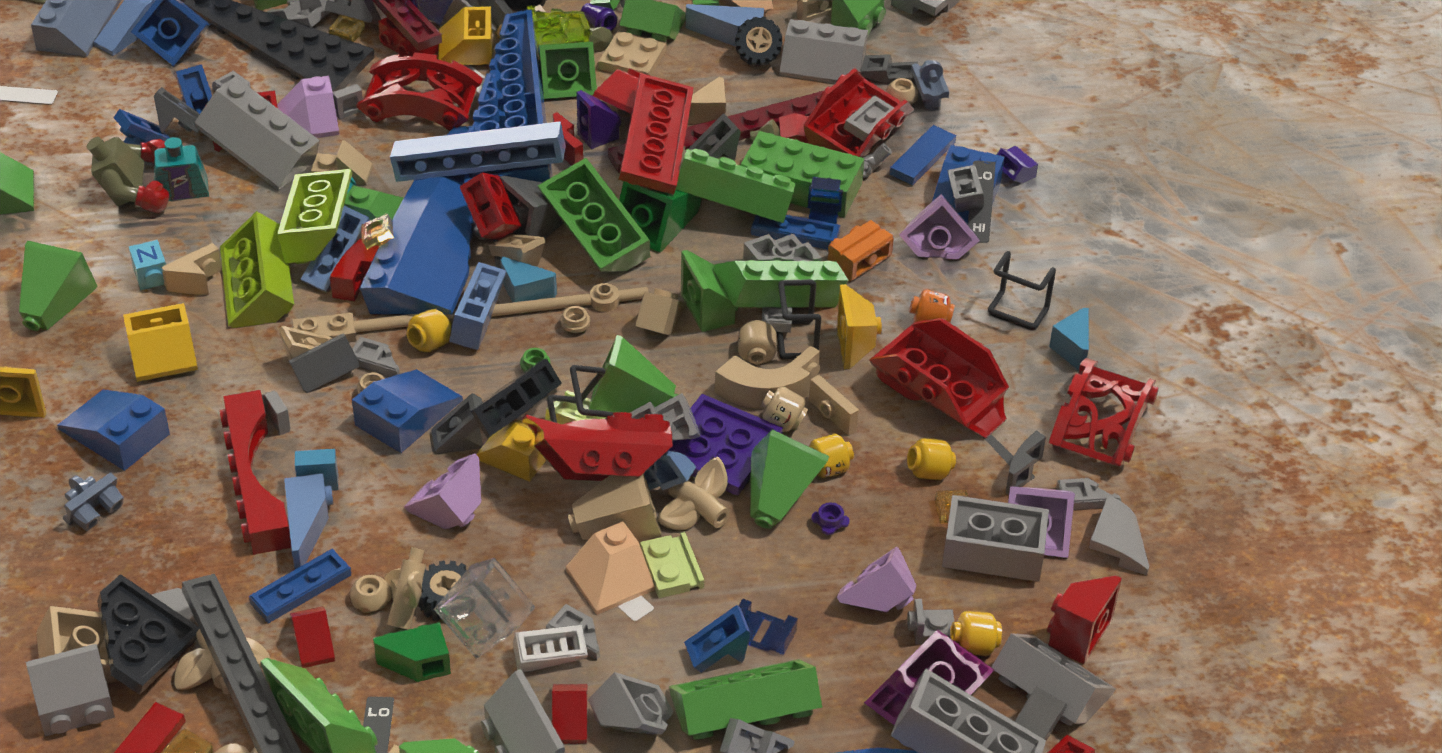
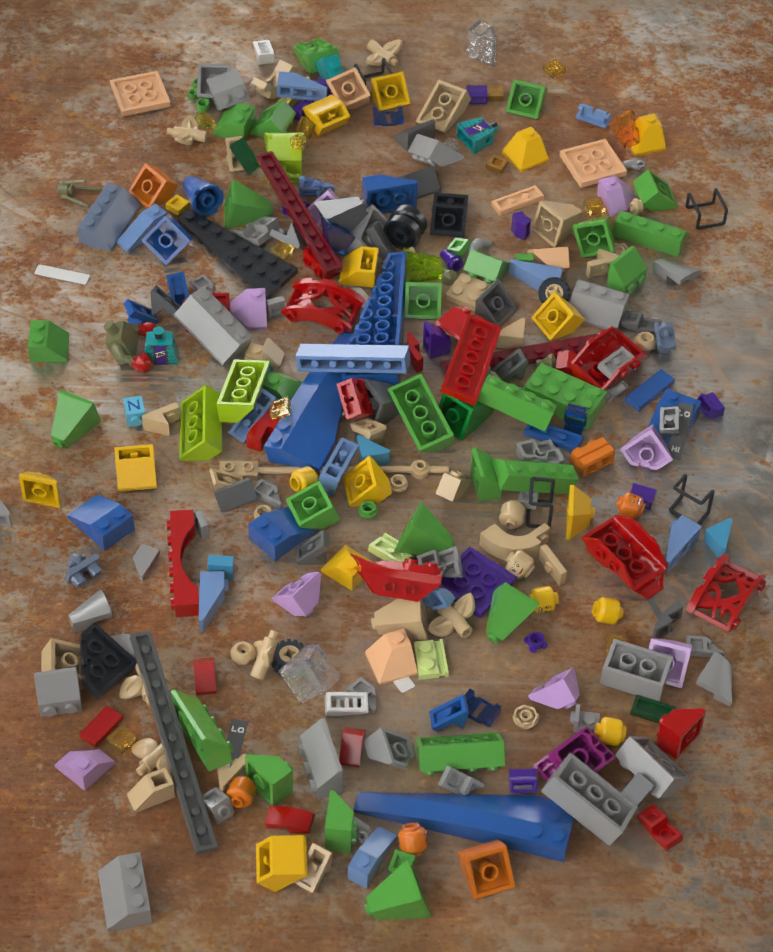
camera: 10 degrees right, 5 degrees up
(116, 557) = (91, 611): none -> light grey slope
(192, 474) = (144, 559): none -> light grey tile
(300, 585) = (201, 642): blue tile -> none
(414, 653) = (264, 695): green slope -> none
(450, 366) = (313, 507): none -> bright green slope
(516, 397) = (351, 535): black slope -> none
(526, 323) = (366, 483): none -> yellow slope
(579, 397) = (388, 541): black piece -> none
(675, 61) = (495, 304): none -> dark grey slope
(769, 73) = (557, 317): none -> yellow slope
(835, 622) = (525, 711): none -> tan plate
(854, 727) = (522, 780): none -> dark purple piece
(953, 288) = (647, 493): none -> dark purple piece
(1017, 345) = (681, 538): none -> medium blue slope
(1028, 594) = (650, 709): none -> dark green tile

